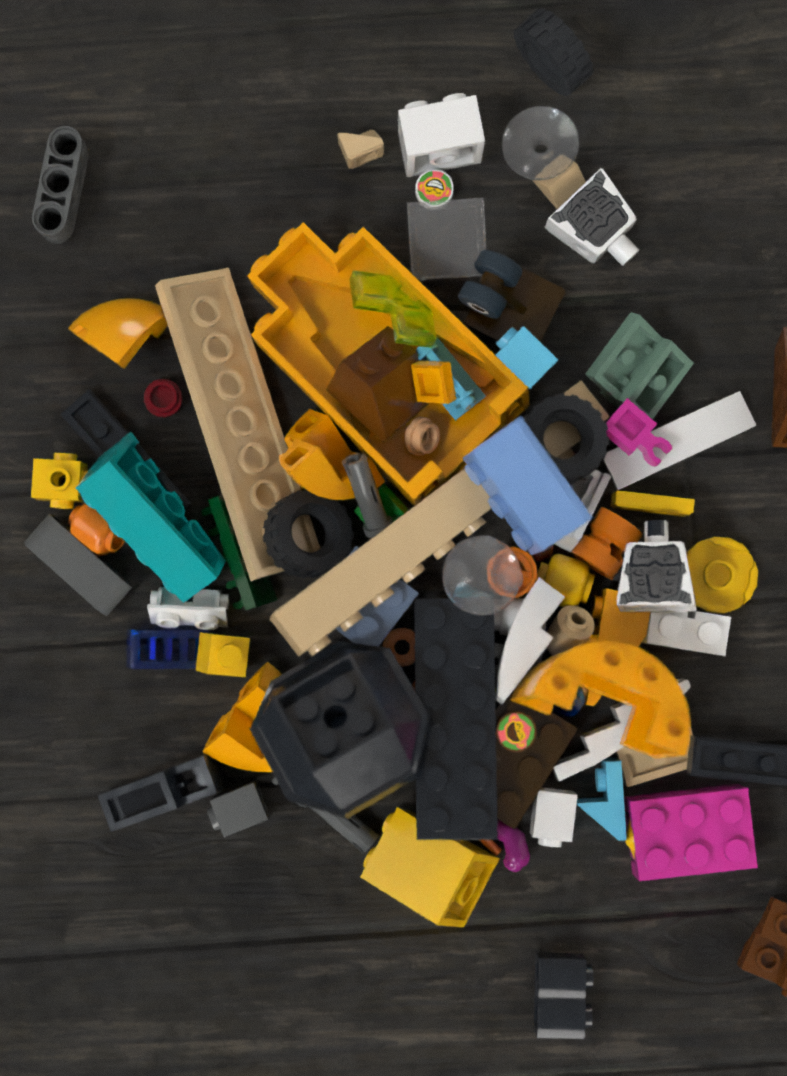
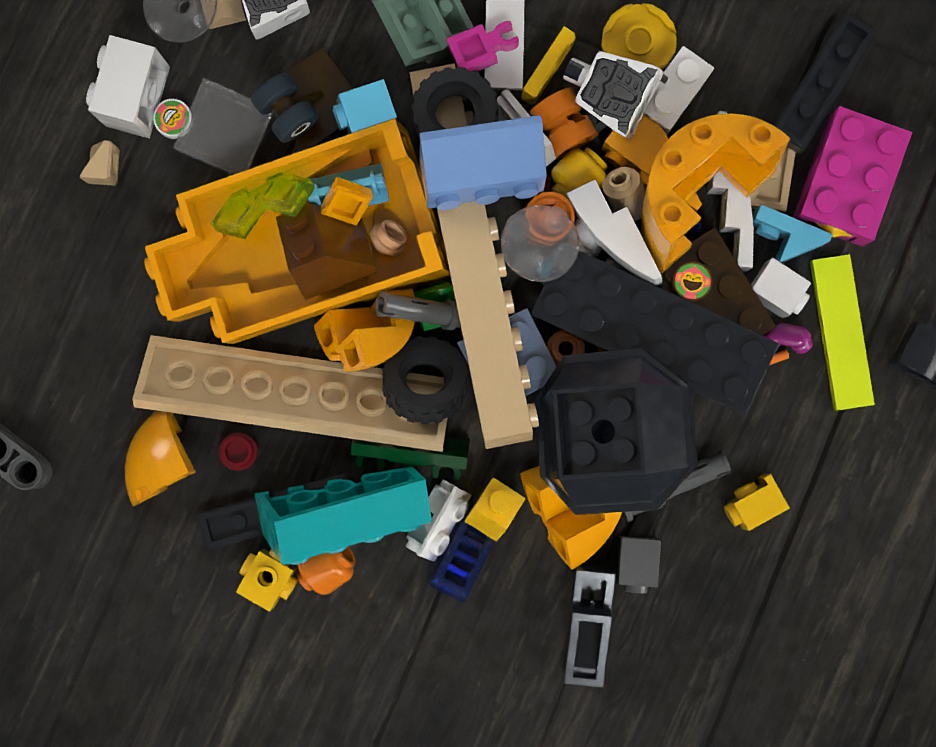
camera: 65 degrees left, 0 degrees up
(77, 565) = (349, 600): dark grey beam -> none
(345, 890) = (756, 503): none -> yellow brick
(428, 876) = (779, 424): yellow slope -> none
(542, 893) = (842, 332): none -> neon yellow tile

